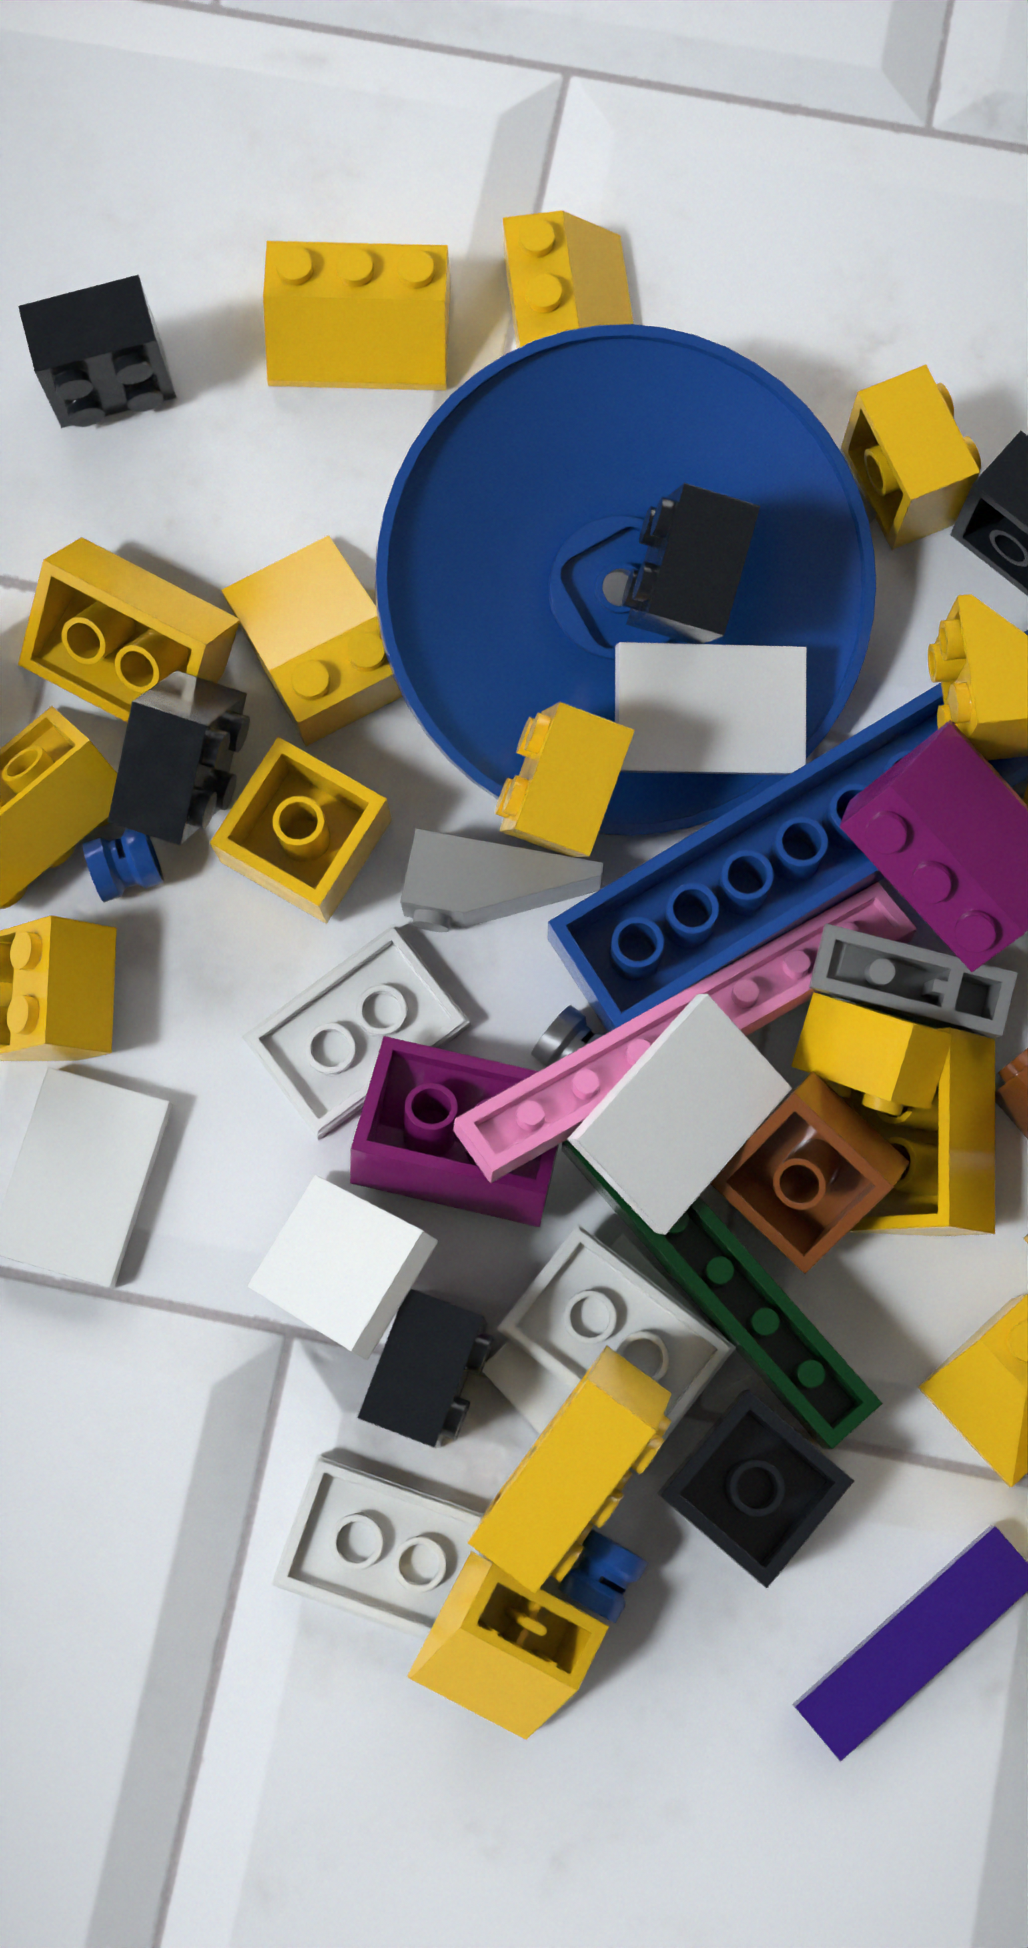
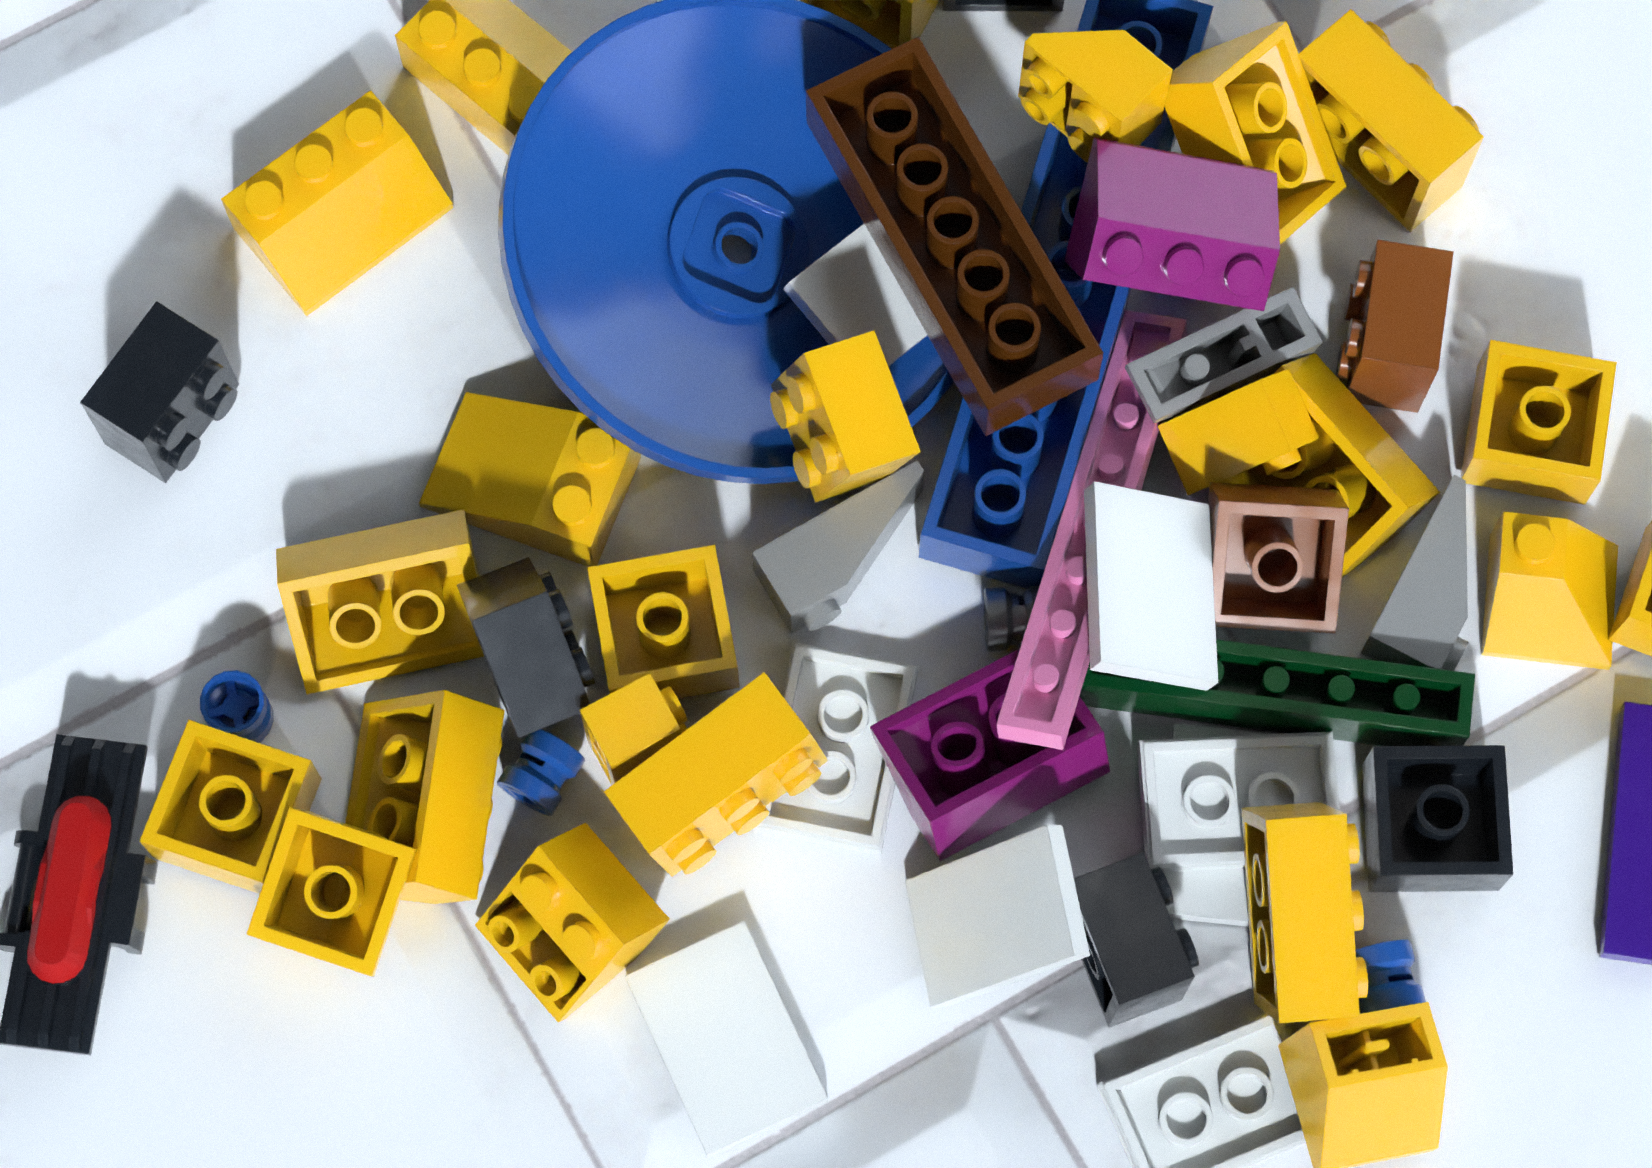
camera: 45 degrees left, 5 degrees down
(204, 892) = (632, 725): none -> yellow brick
(231, 977) = (718, 777): none -> yellow brick
(690, 564) = (799, 179): black brick -> none
(774, 710) = (953, 236): none -> reddish brown brick
(907, 1311) = (1431, 595): none -> light grey slope

